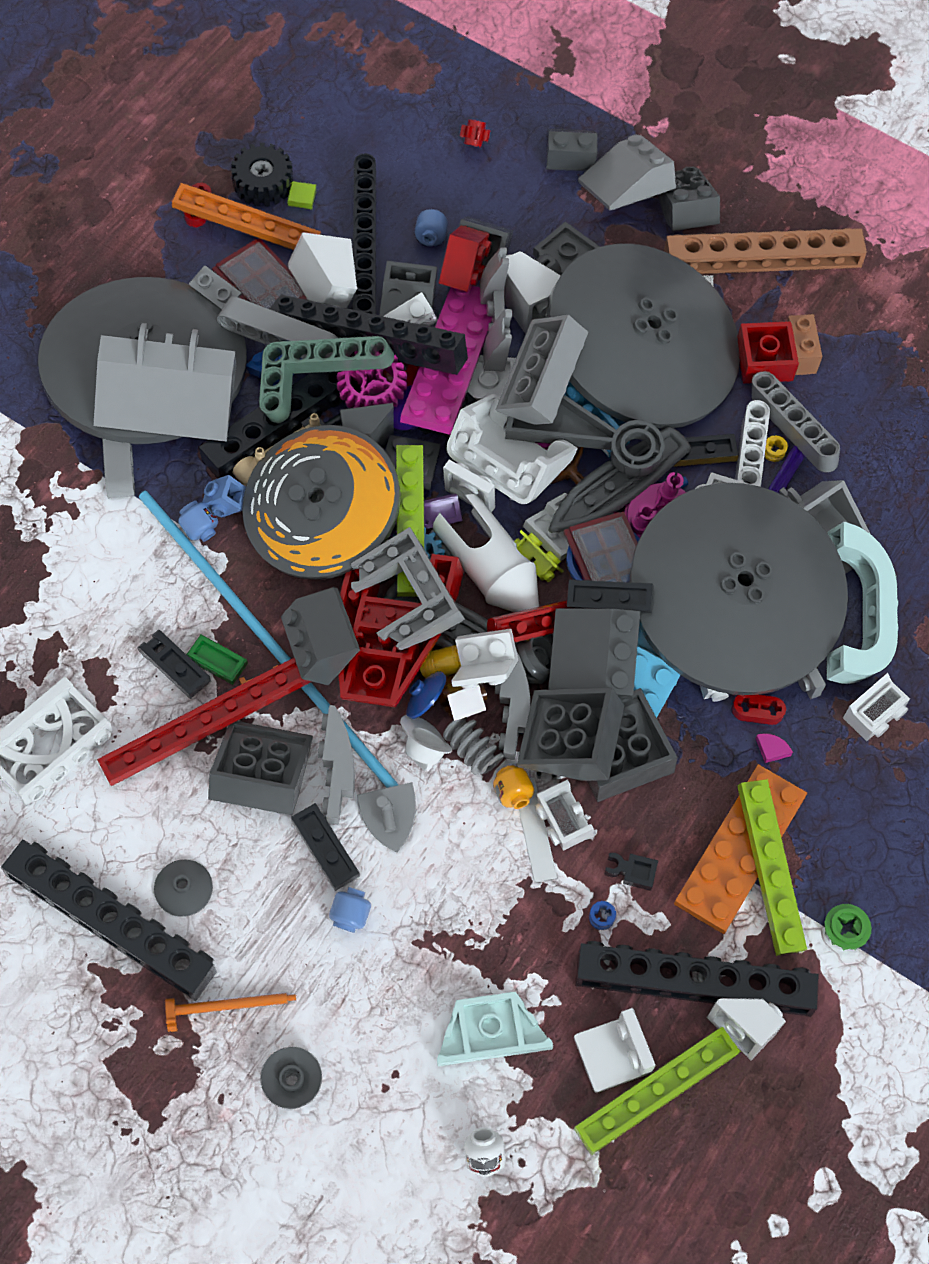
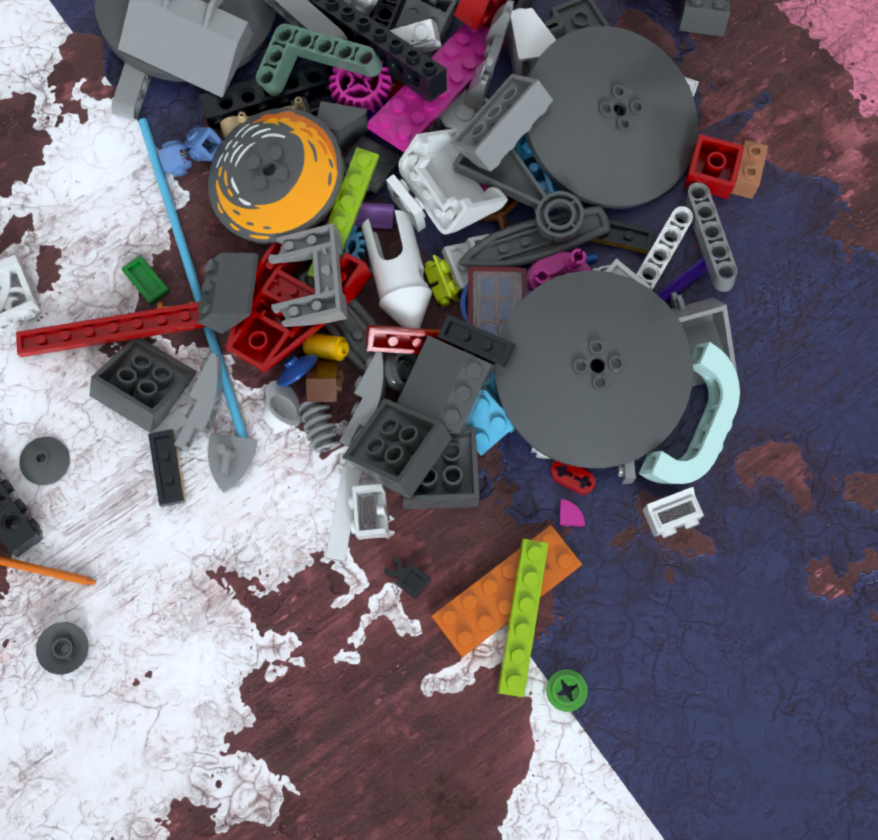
camera: 20 degrees right, 10 degrees up
(174, 664) = (109, 273): black plate -> none
(350, 910) = (163, 528): medium blue head -> none
(484, 1152) = (187, 767): white head -> none
(485, 658) = (352, 359): white bracket -> none
(491, 1029) = (236, 667): light aqua wing -> none
(513, 787) = (337, 473): light orange head -> none
(591, 975) = (335, 651): black brick -> none
(604, 905) = (363, 599): blue bush -> none
(615, 1052) = (326, 724): white bracket -> none
(656, 1090) = (349, 768): lime plate -> none
(747, 1022) = (445, 744): white slope -> none
(770, 250) = (762, 81): nougat brick -> none
(780, 453) = (684, 247): yellow bush -> none

